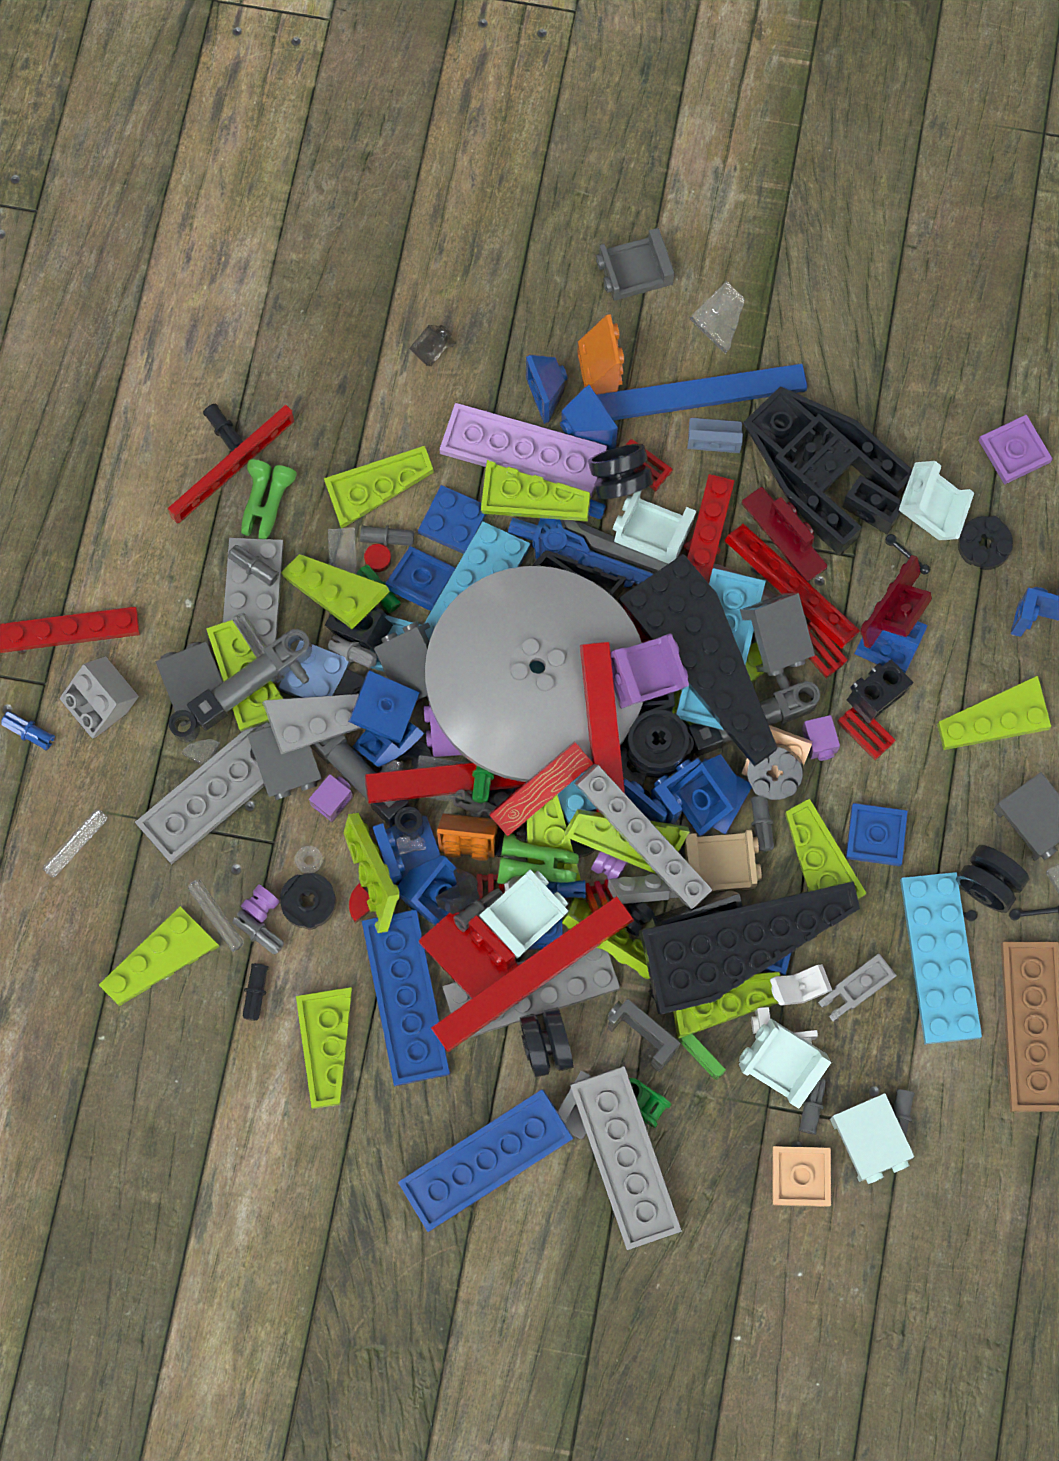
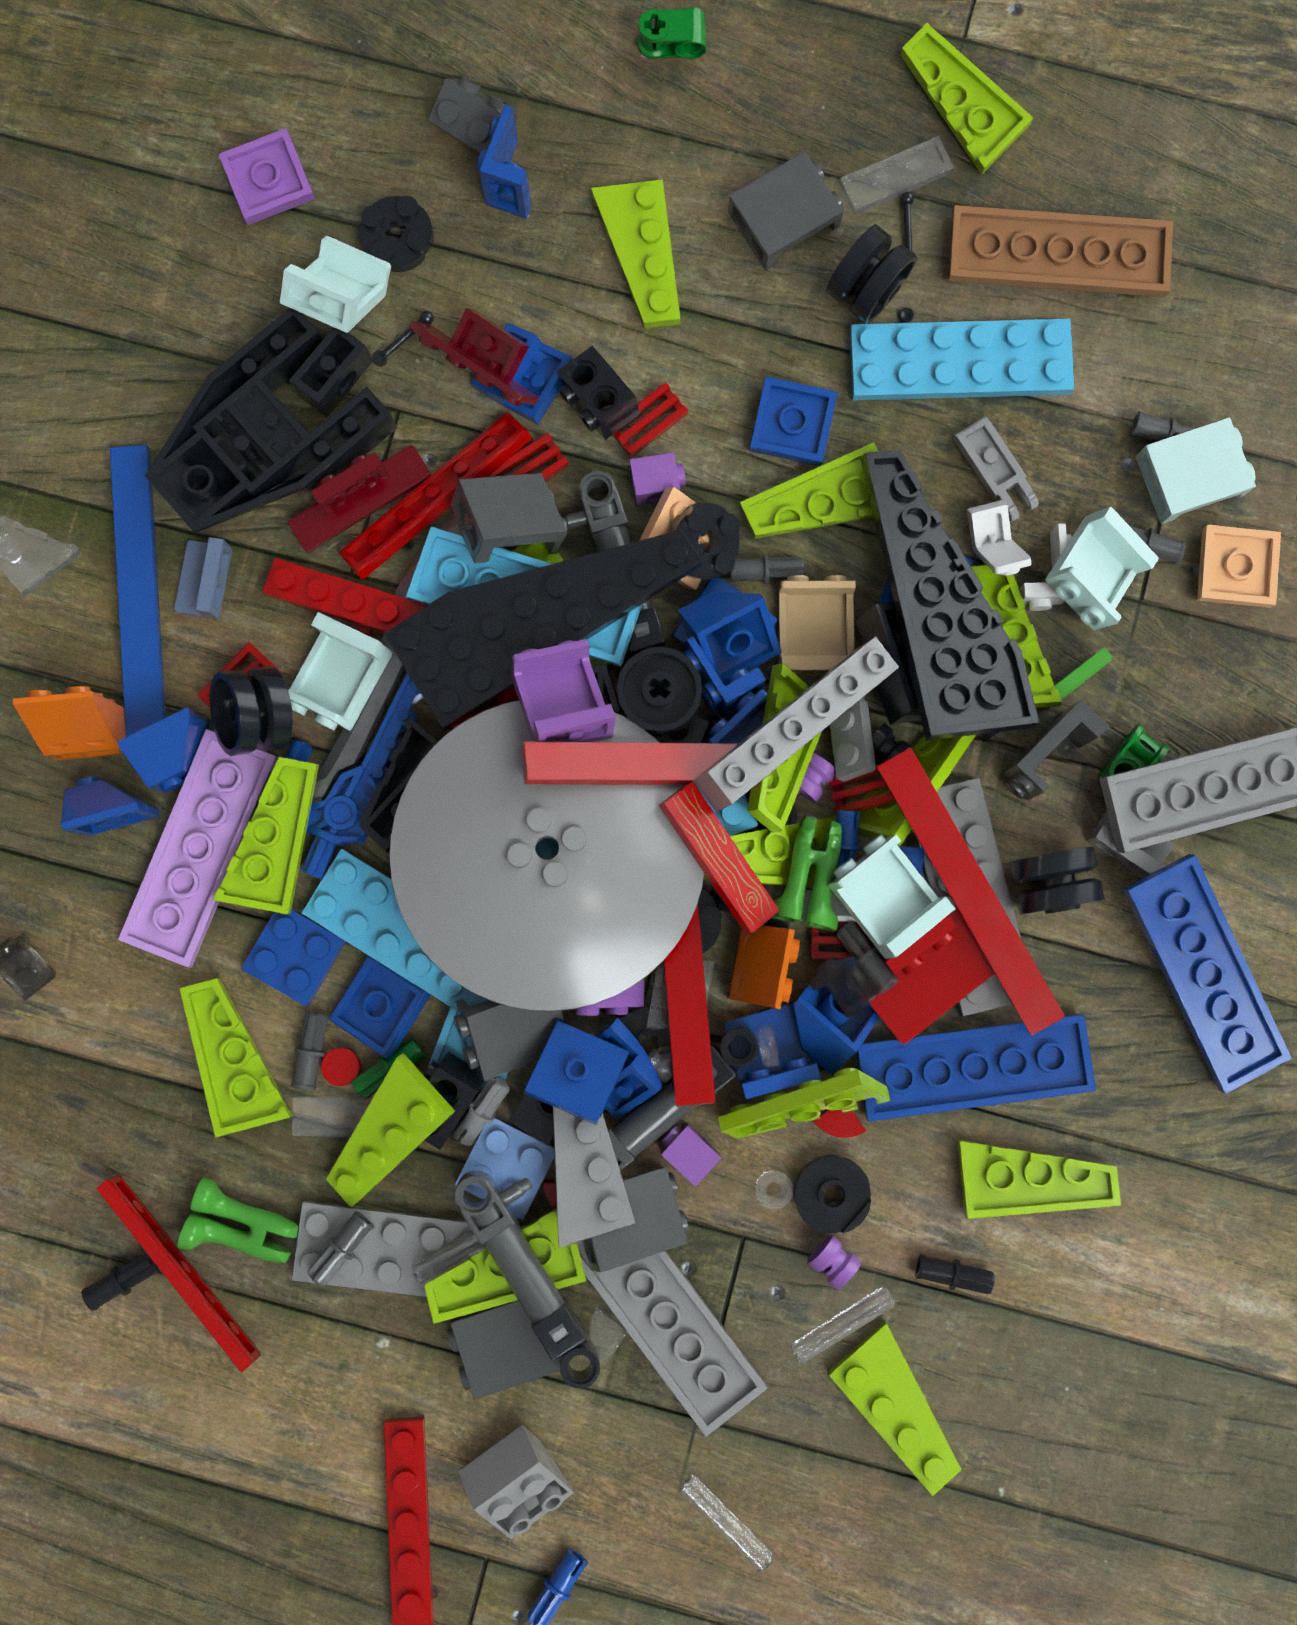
camera: 85 degrees left, 10 degrees up
(258, 932) = (874, 1265): dark grey axle -> none
(476, 809) = (722, 950): dark grey axle -> none
(481, 785) = (702, 942): green axle -> none

